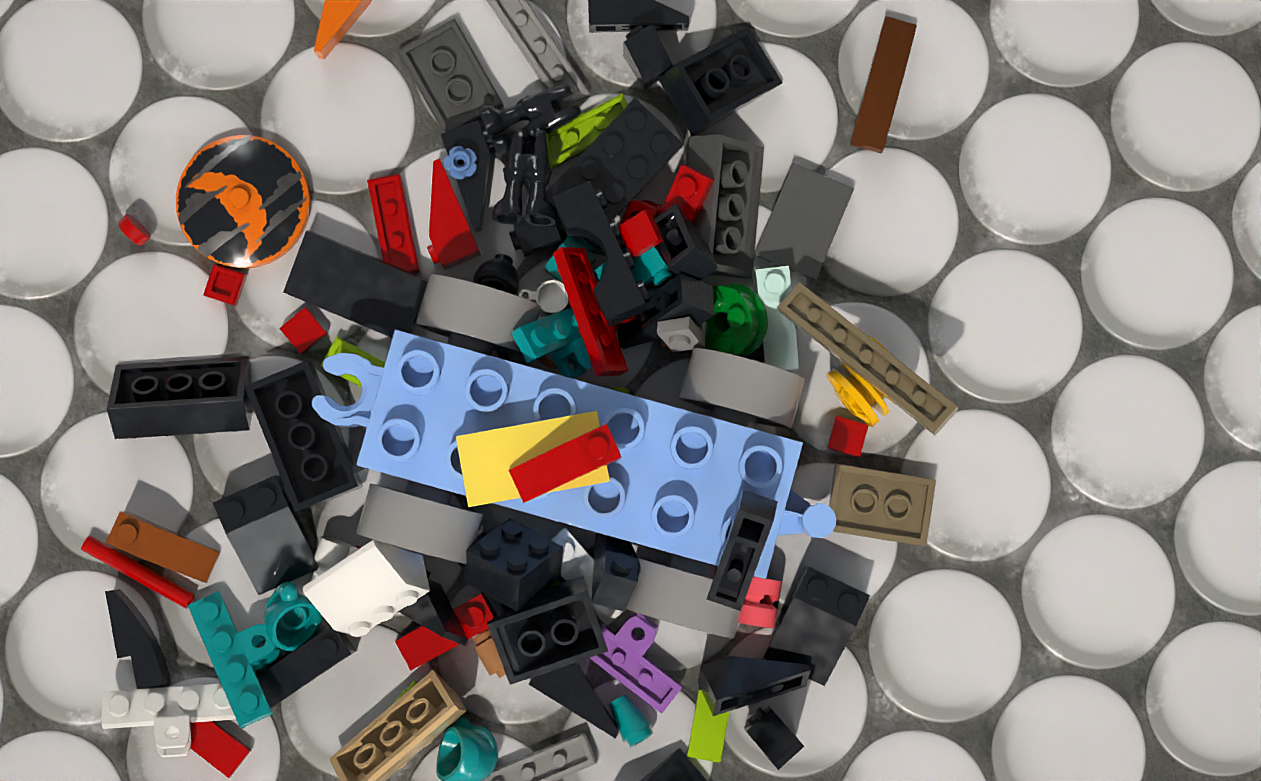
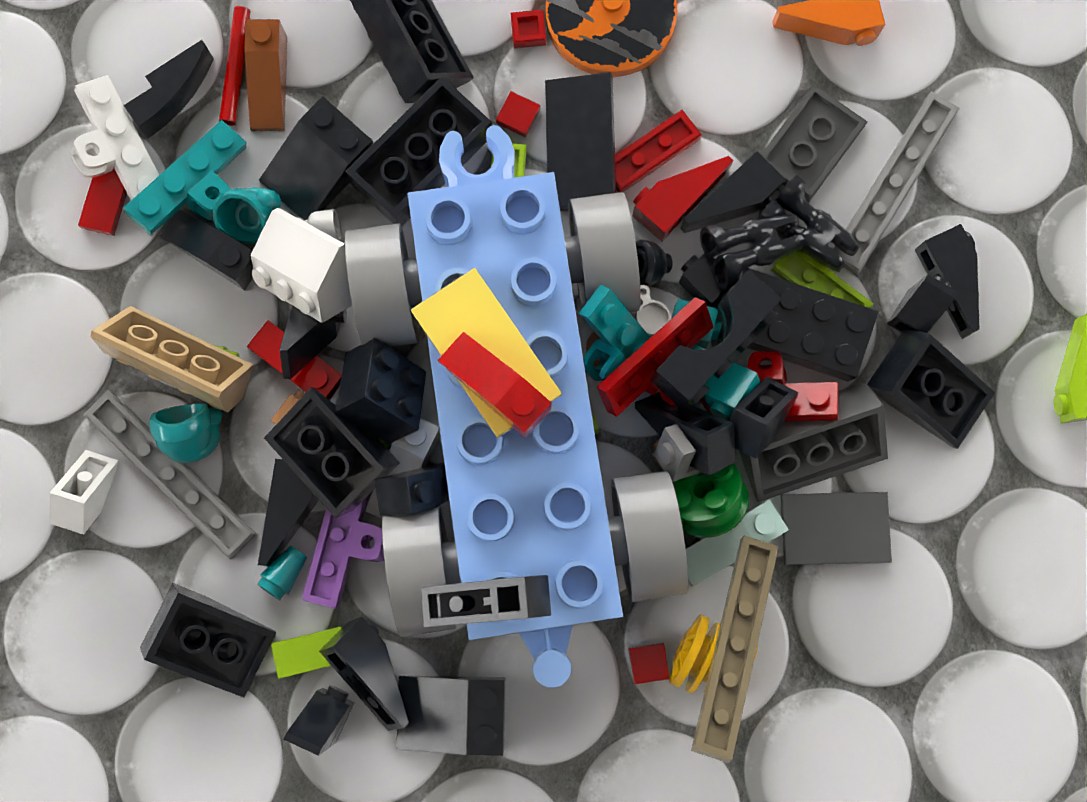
camera: 65 degrees right, 5 degrees down
(457, 171) = (739, 187): medium blue plate -> none
(640, 233) = (753, 369): red tile -> none
(759, 602) = (447, 647): coral wheel -> none
(882, 504) = (597, 727): dark tan plate -> none
(883, 85) = (1005, 546): reddish brown slope -> none

